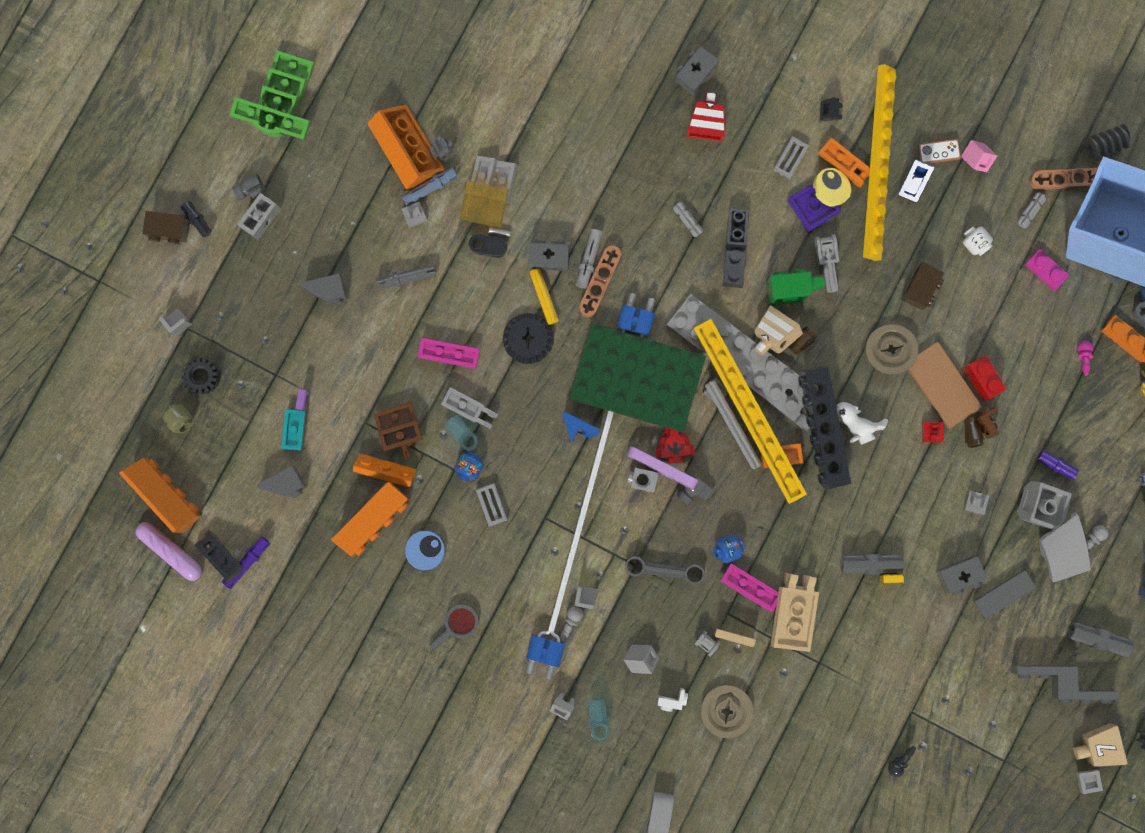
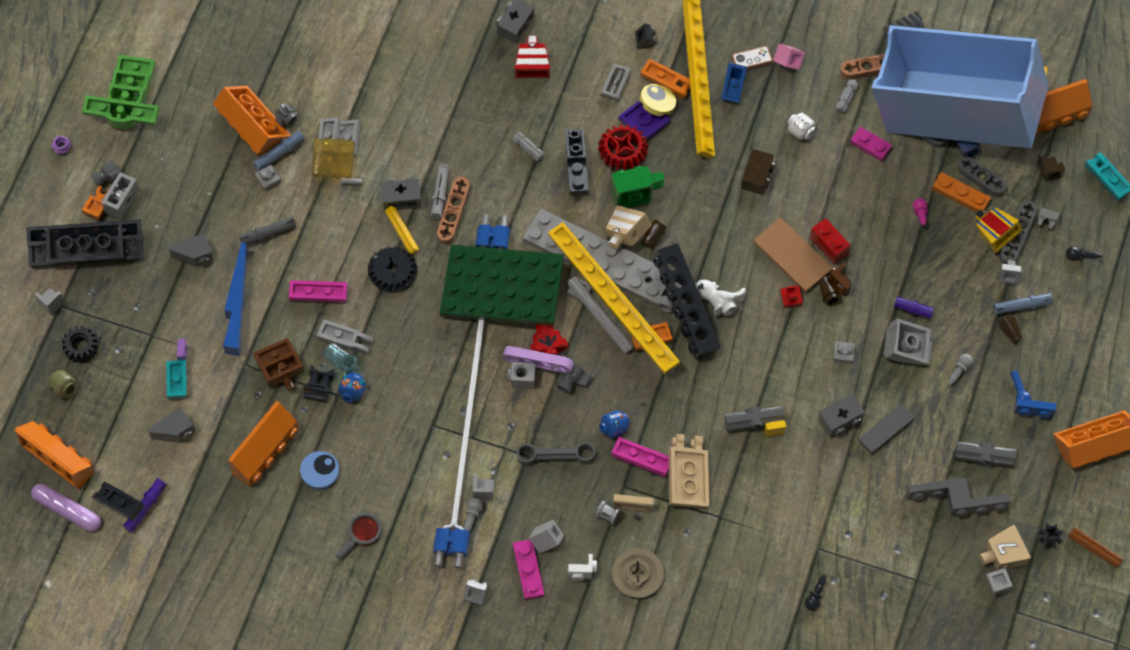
camera: 15 degrees left, 20 degrees down
(165, 227) = (29, 216): dark brown brick -> none
(196, 219) = (58, 208): black axle -> none
(201, 146) = (59, 141): none -> medium lavender plate
(218, 265) = (85, 243): none -> black slope
(231, 220) = (94, 206): none -> orange plate
(363, 354) = (235, 304): none -> blue slope
(384, 470) = (266, 401): orange plate -> none
(433, 464) = (315, 390): none -> black piece
(486, 489) = (386, 434): light grey tile -> none
(492, 246) = (346, 194): black piece -> none
(574, 425) = (449, 335): blue slope -> none
(598, 717) = (513, 597): clear light blue piece -> none
(618, 690) = (528, 570): none -> dark pink plate
(793, 243) = (625, 154): none -> red gear
(827, 256) = (665, 160): light grey connector -> none
(897, 337) = (739, 218): dark tan gear -> none
(1065, 550) = (935, 378): light grey slope -> none

